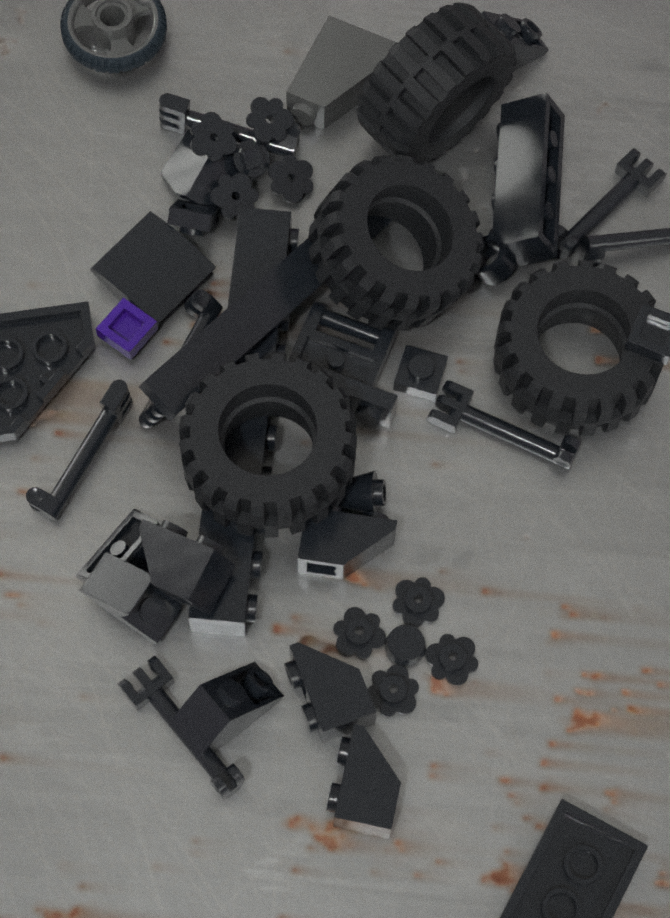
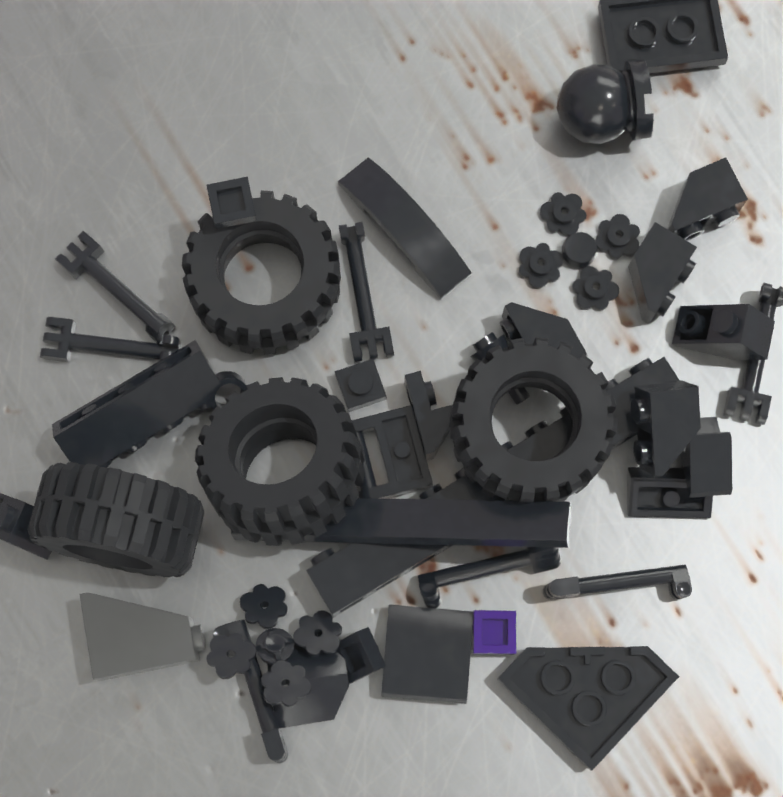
camera: 125 degrees left, 10 degrees up
(530, 757) = (603, 103): none -> black tile
(539, 503) = (407, 226): none -> black slope

